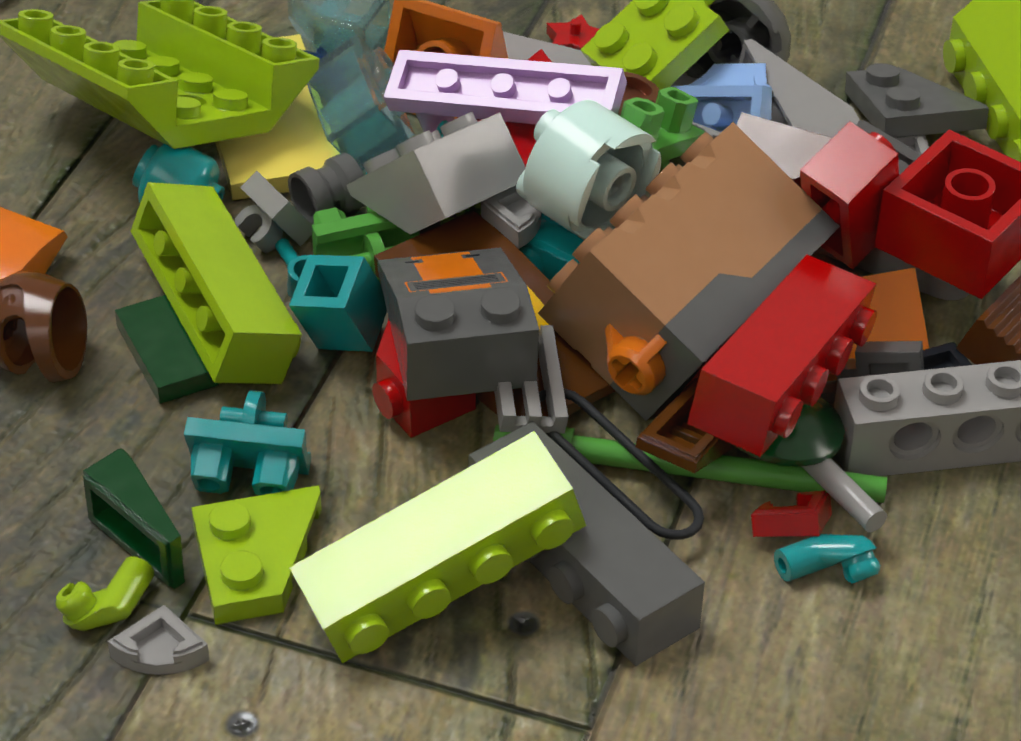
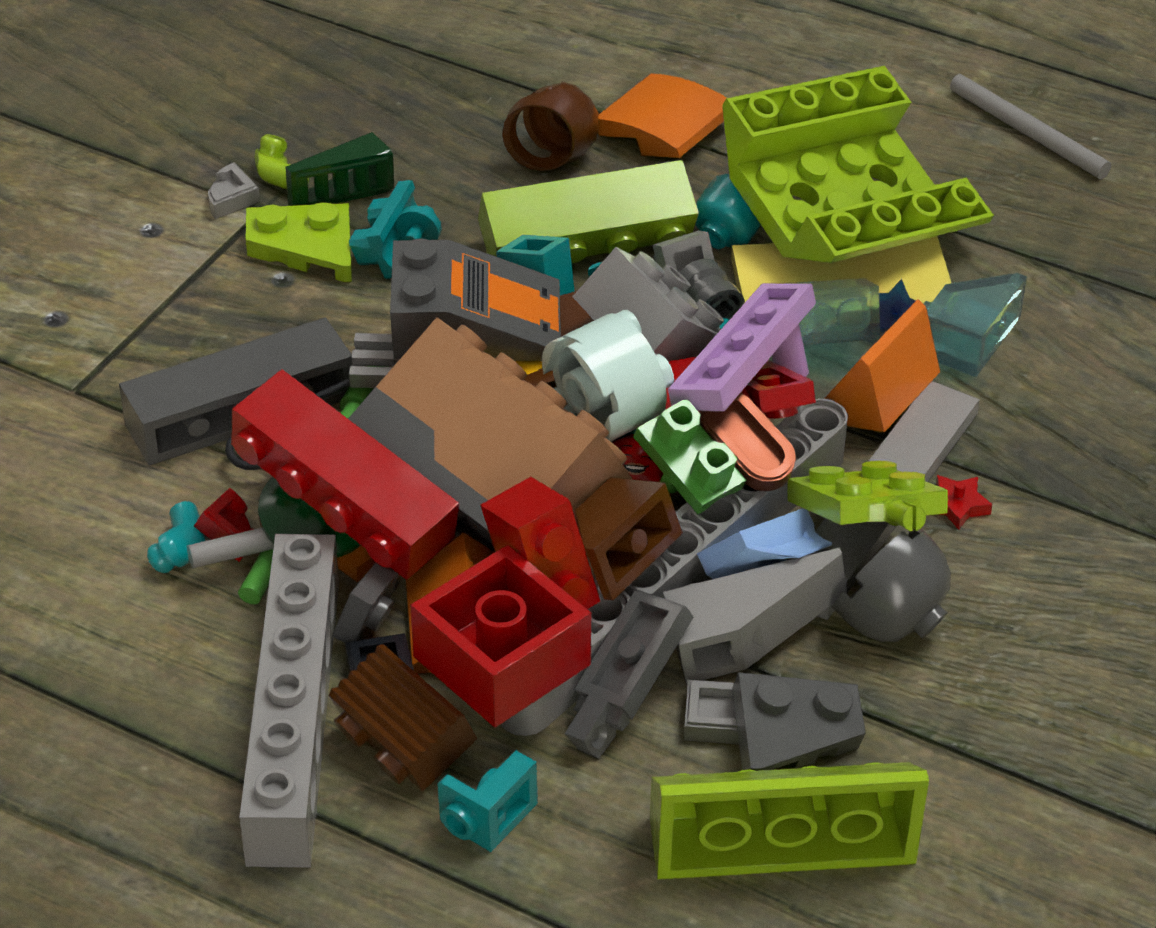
camera: 100 degrees right, 0 degrees up
(439, 546) = (227, 290): brick -> none

